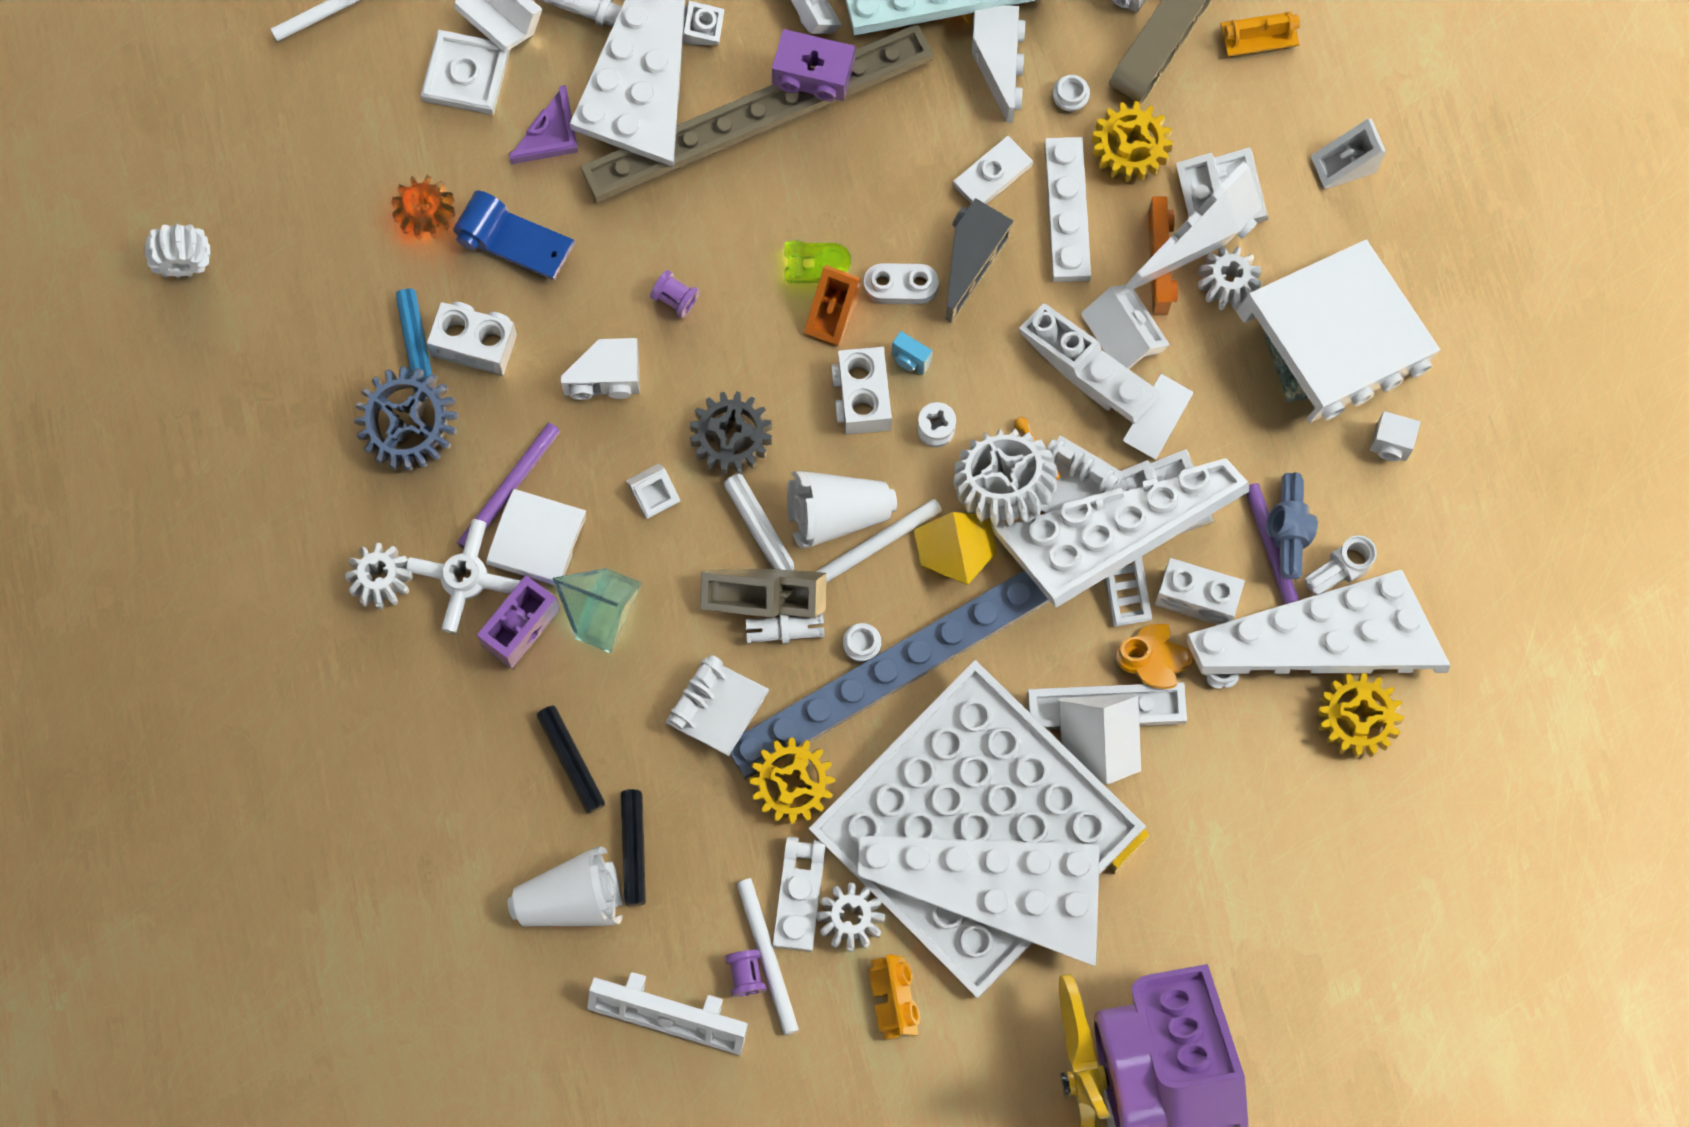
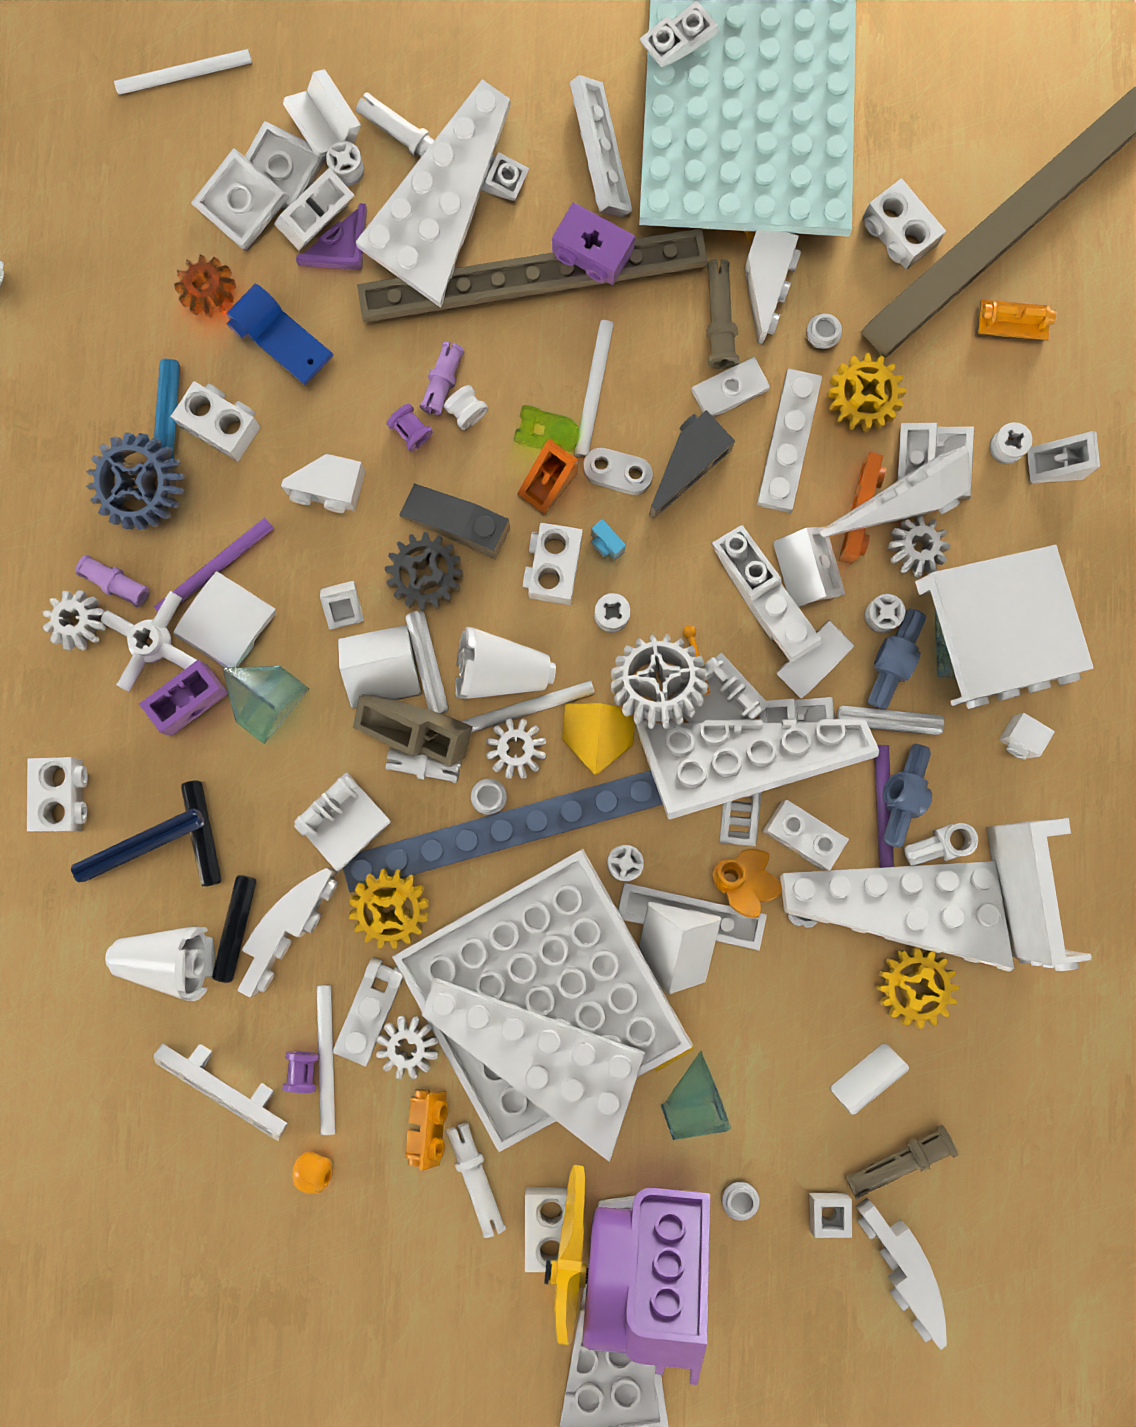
camera: 15 degrees right, 10 degrees up
(401, 760) = (45, 795): none -> white brick
(406, 526) = (112, 581): none -> lavender pin
(435, 113) = (240, 199): none -> white tile
(509, 786) = (137, 845): none -> dark blue axle
(517, 103) = (314, 209): none -> white brick
(527, 44) = (343, 154): none -> white wheel
(689, 815) = (291, 914): none -> white slope
(694, 237) = (442, 378): none -> lavender pin
(711, 539) = (379, 665): none -> white slope
(727, 259) = (465, 407): none -> white wheel
(752, 372) = (457, 519): none -> dark grey slope
(787, 1074) = (311, 1173): none -> light orange piece
(852, 207) = (594, 388): none -> white piece
(861, 585) = (528, 748): none -> white gear
(960, 1034) = (470, 1164): none -> white pin
(966, 117) = (722, 329): none -> dark tan pin
(1023, 662) = (627, 860): none -> white wheel
(1042, 1065) = (539, 1227): none -> white brick
(1168, 894) = (695, 1104): none -> clear light blue slope
(1218, 345) = (890, 608): none -> white wheel
(1241, 394) = (897, 659): none -> sand blue axle
(1243, 983) = (740, 1201): none -> white plate
(1261, 456) = (895, 720): none -> white axle
(1292, 163) = (1004, 449): none -> white wheel
(1337, 821) = (869, 1078): none -> white slope
(1346, 956) = (837, 1225): none -> white plate
(1410, 885) = (916, 1156): none -> dark tan pin
(1438, 578) = (1030, 892): none -> white panel
(1448, 1015) = (913, 1279): none -> white slope

